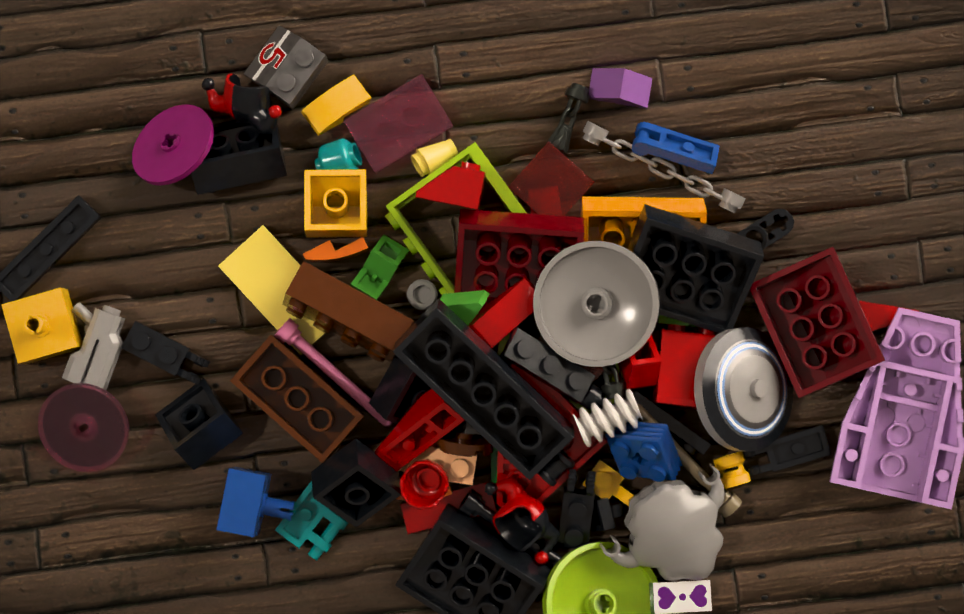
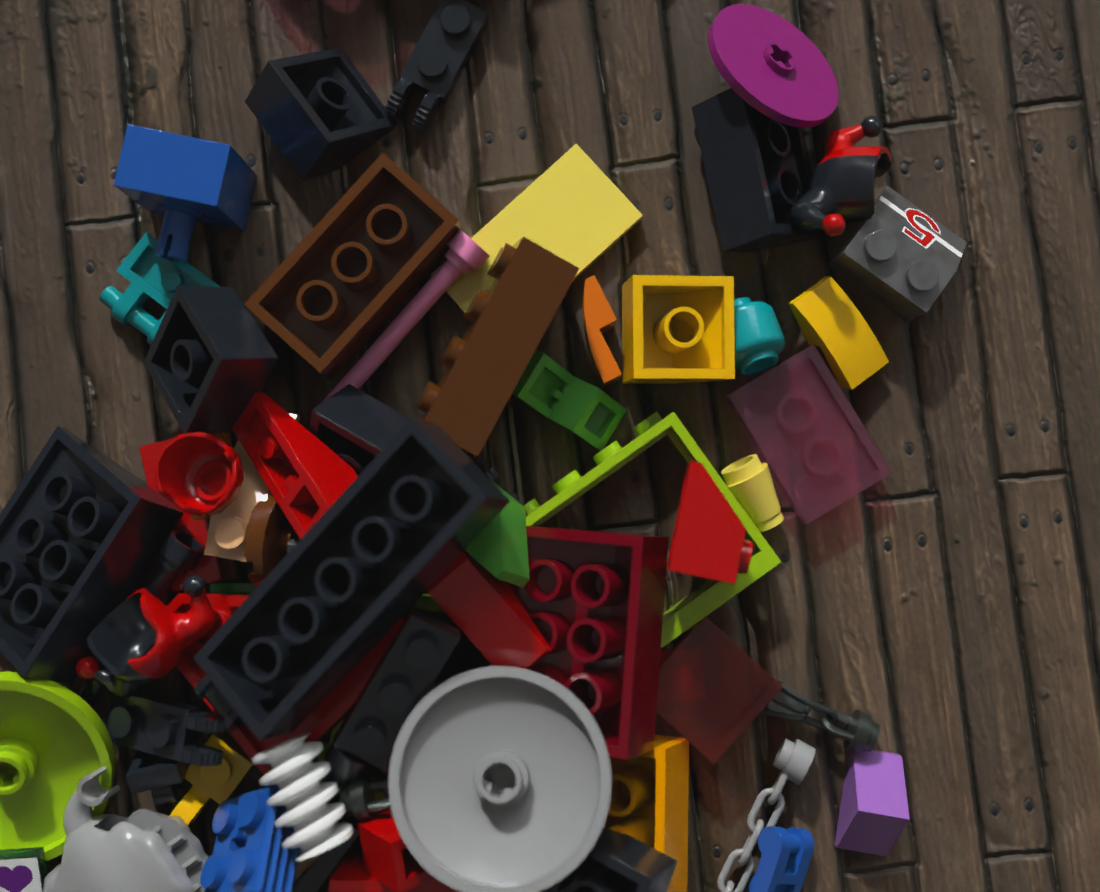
camera: 90 degrees right, 0 degrees up
(422, 294) = (528, 472): light grey tile -> none

